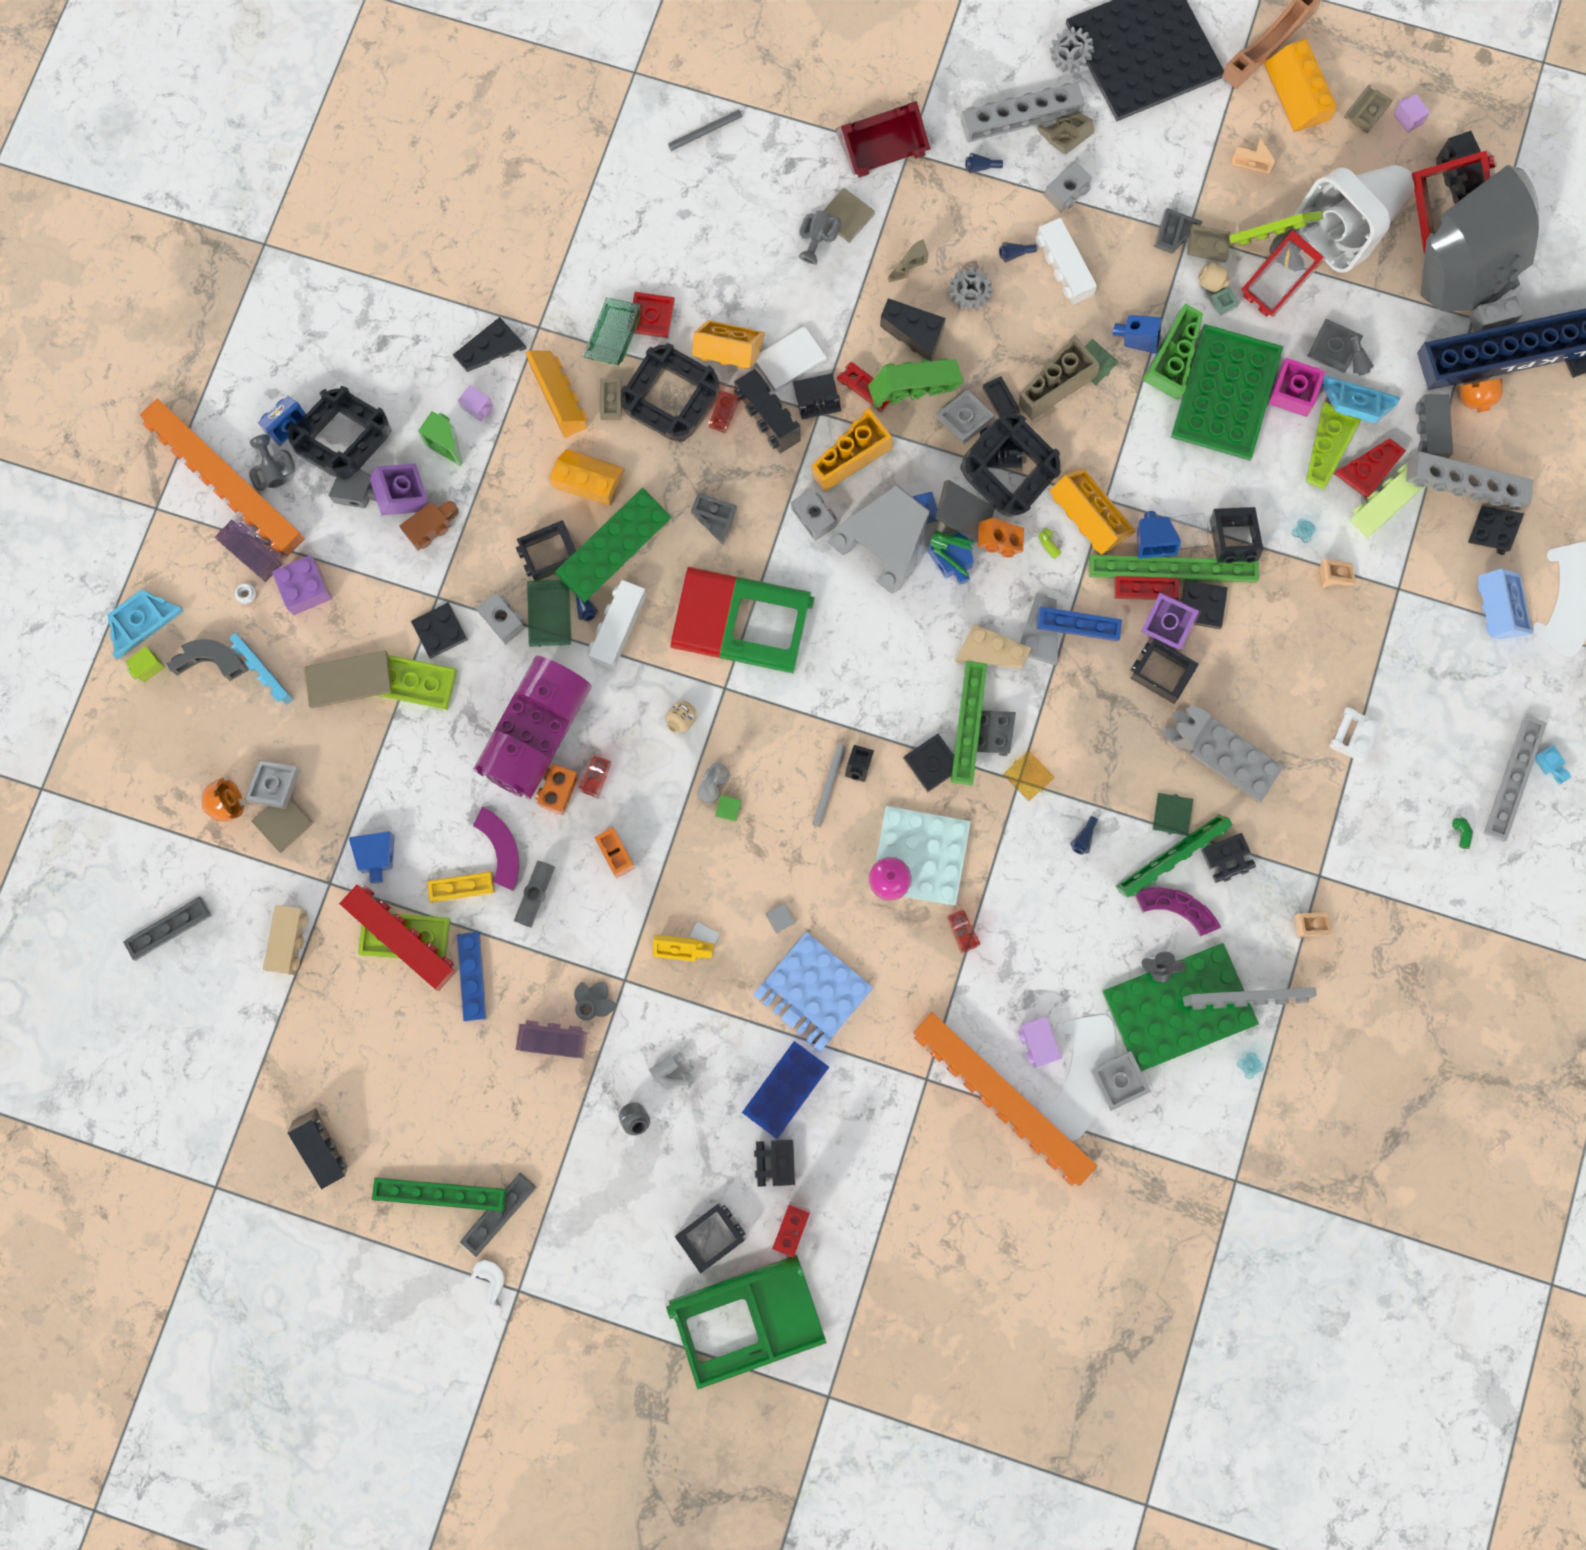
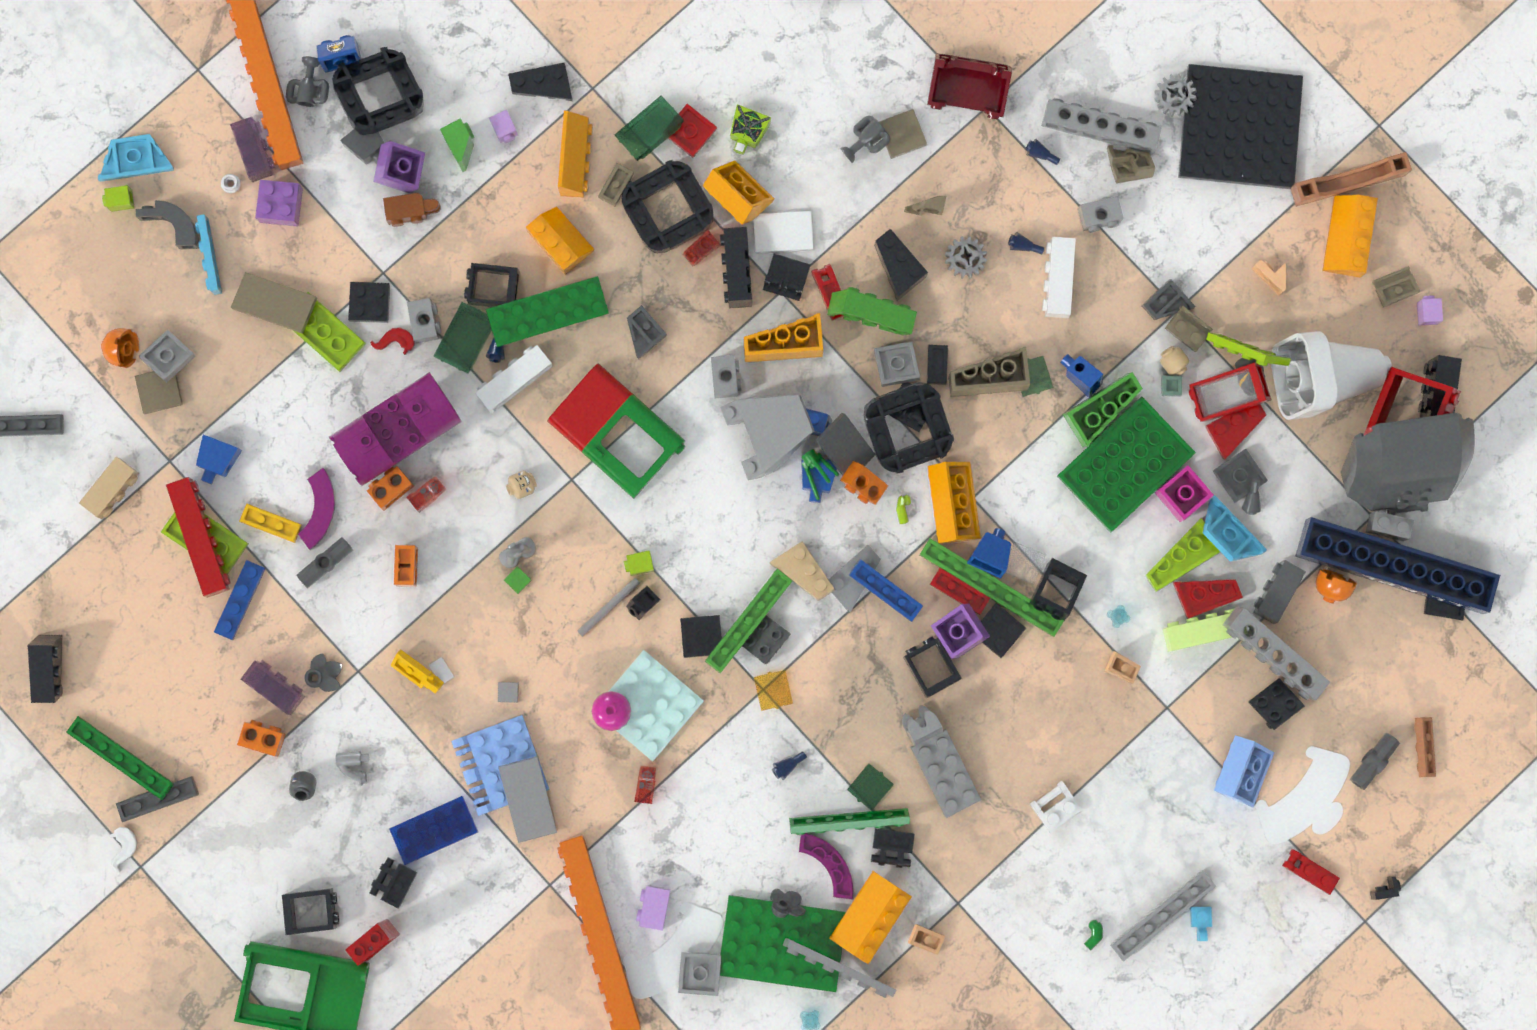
camera: 20 degrees right, 5 degrees up
(484, 645) = (399, 335): none -> red piece
(568, 1102) = (260, 742): none -> orange brick
(703, 283) = (748, 128): none -> torso
(834, 728) = (639, 563): none -> lime brick
(859, 1007) = (527, 799): none -> light grey tile
(1250, 933) = (870, 917): none -> light orange slope
(1303, 308) = (1234, 428): none -> red wing

